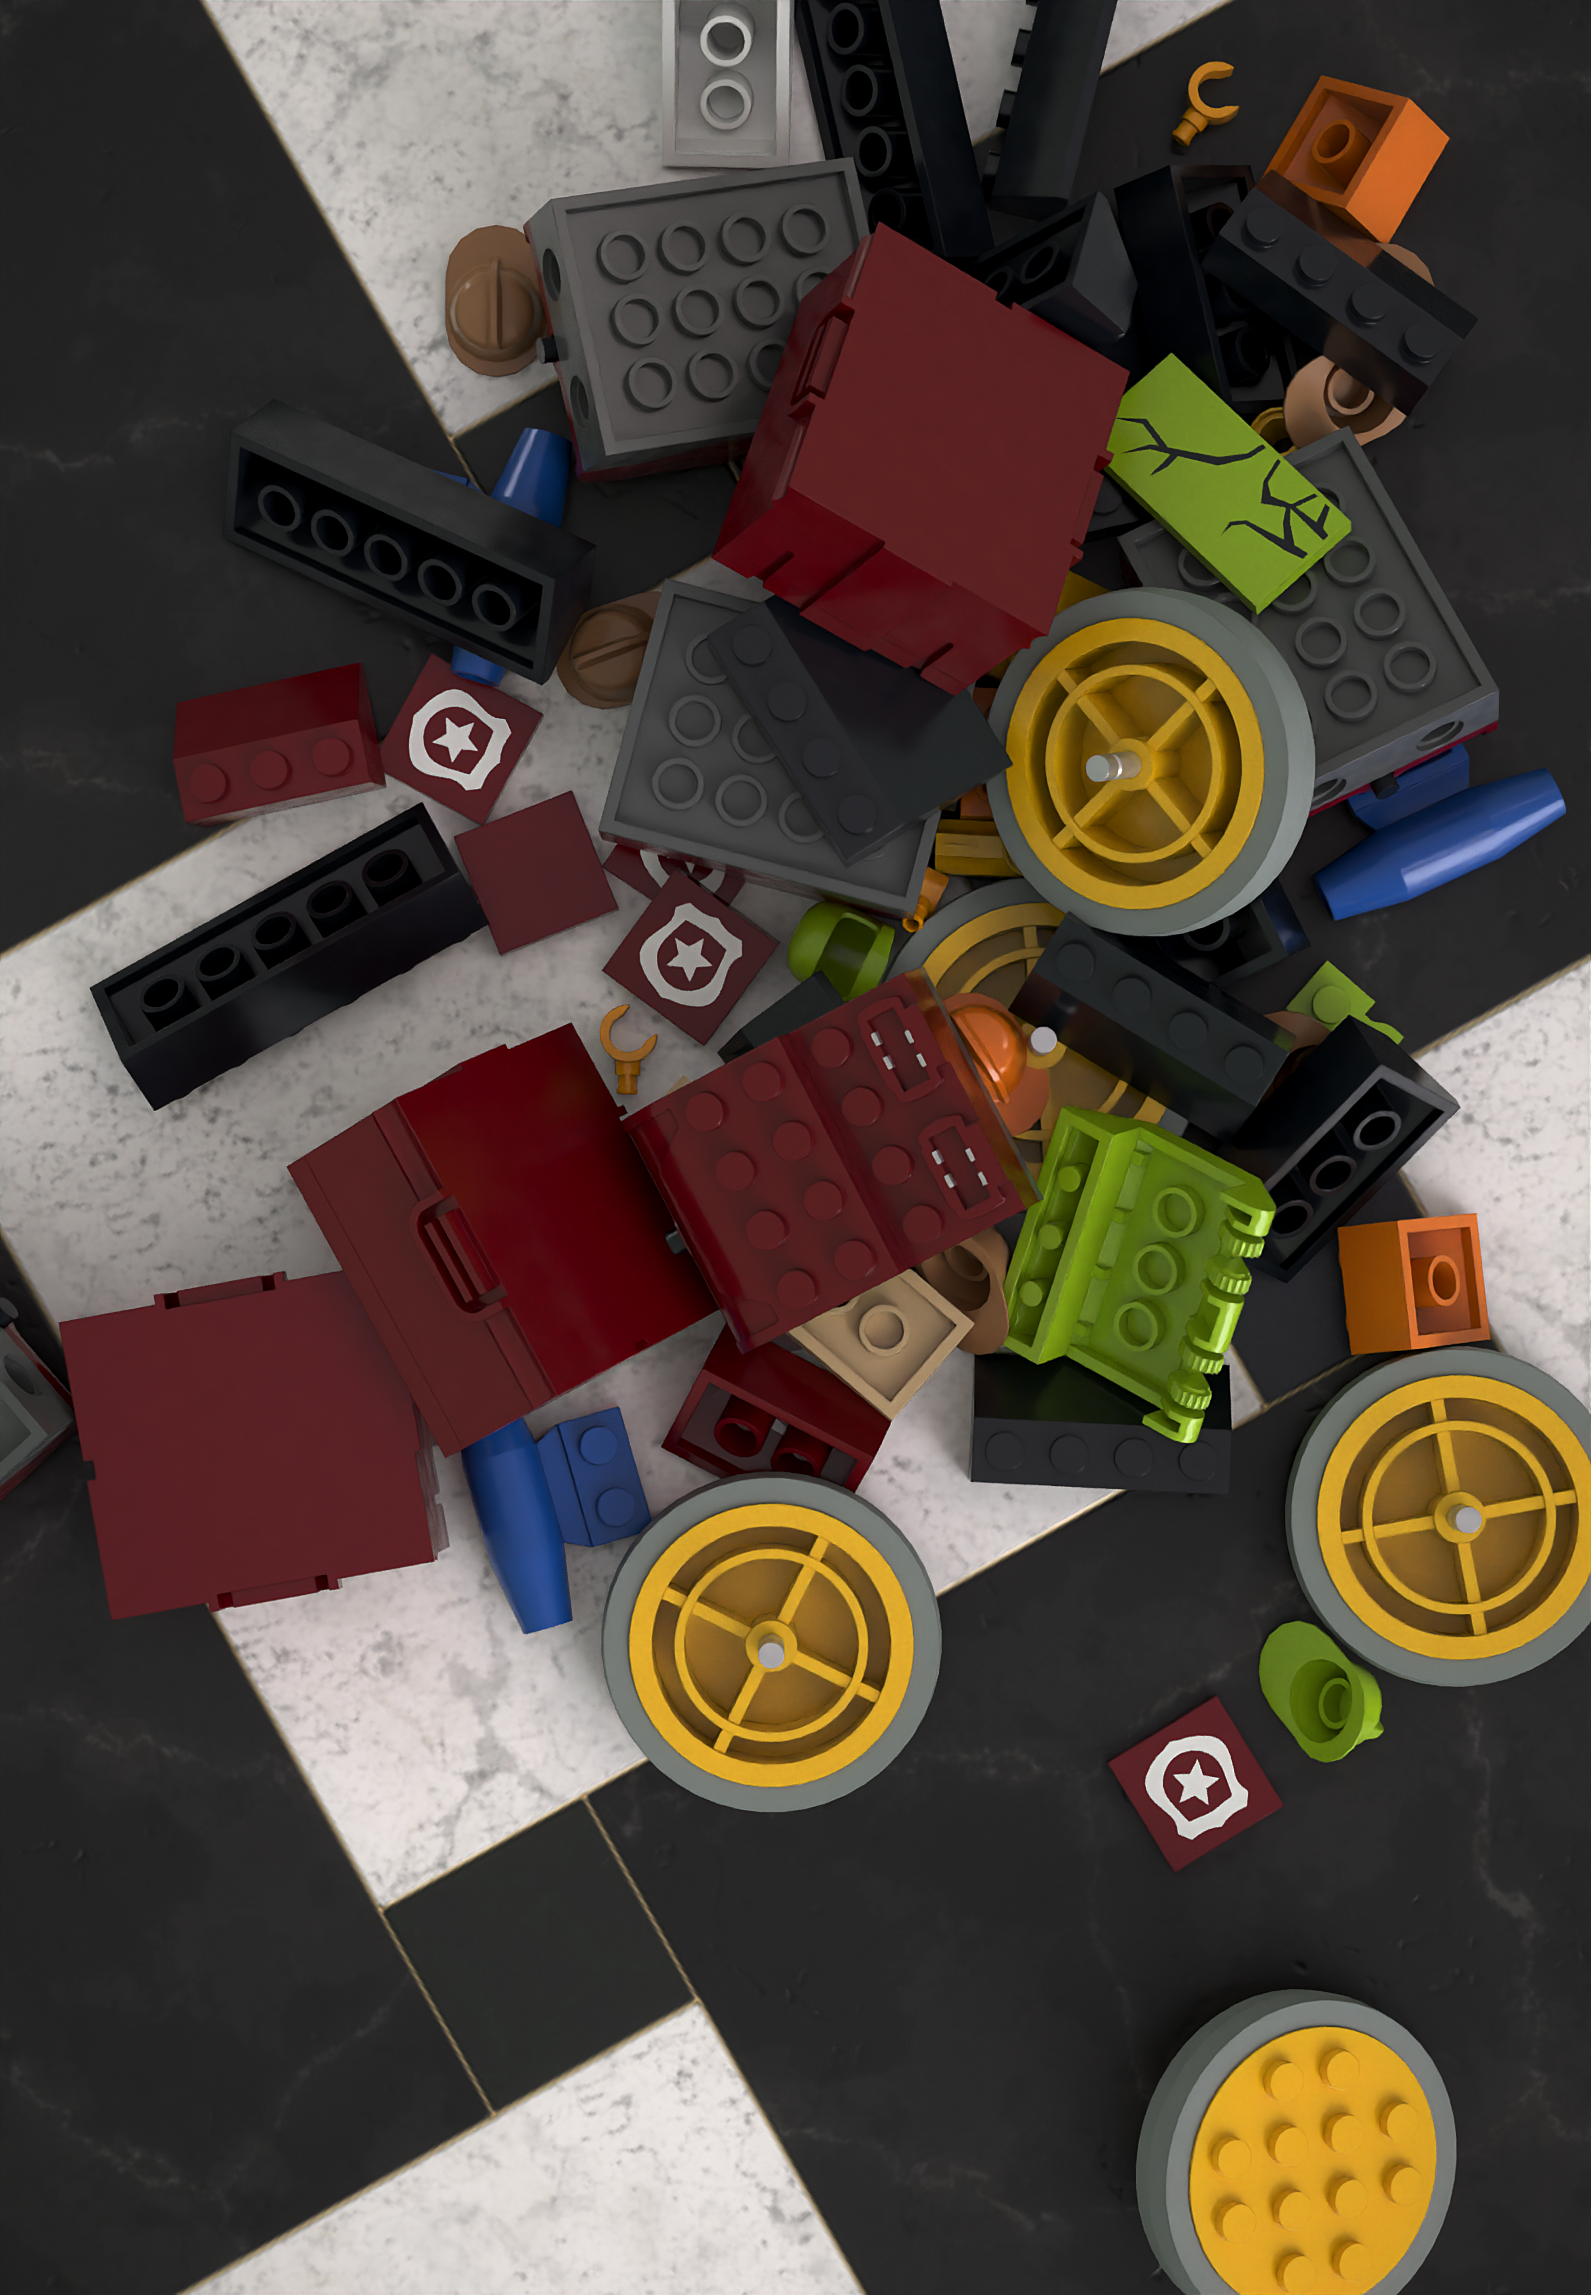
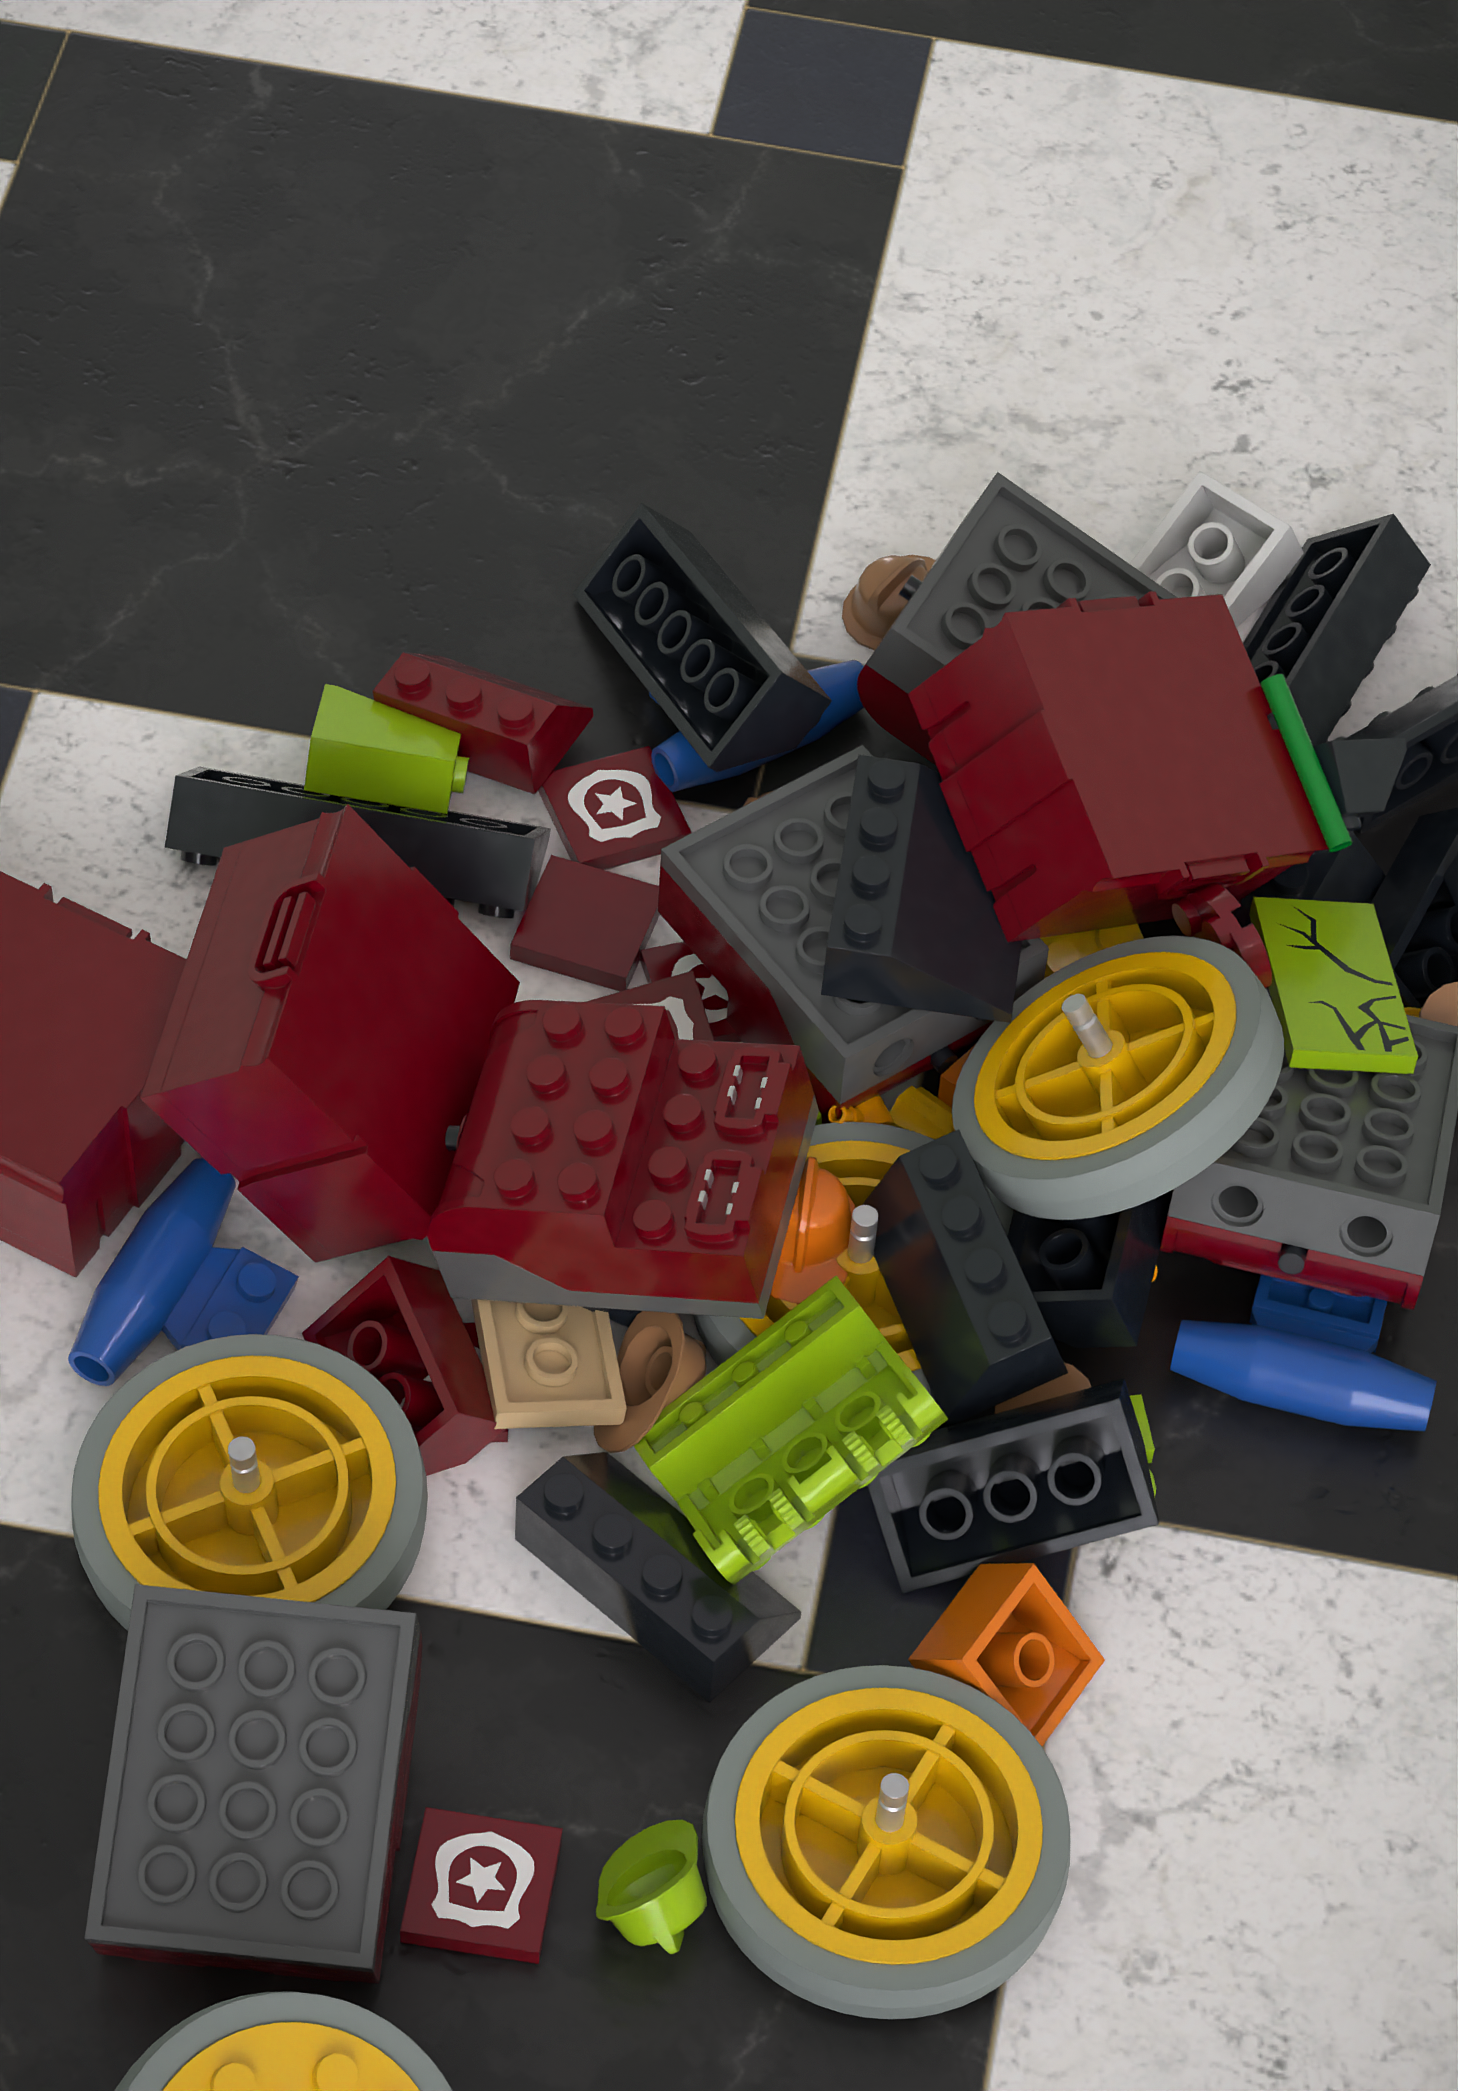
camera: 35 degrees right, 35 degrees down
(240, 869) = (382, 754): none -> lime slope
(1012, 1892) = (256, 1784): none -> dark grey piece
(1059, 315) = (1306, 763): none -> green bar
(1126, 554) = (1209, 917): none -> dark red plate

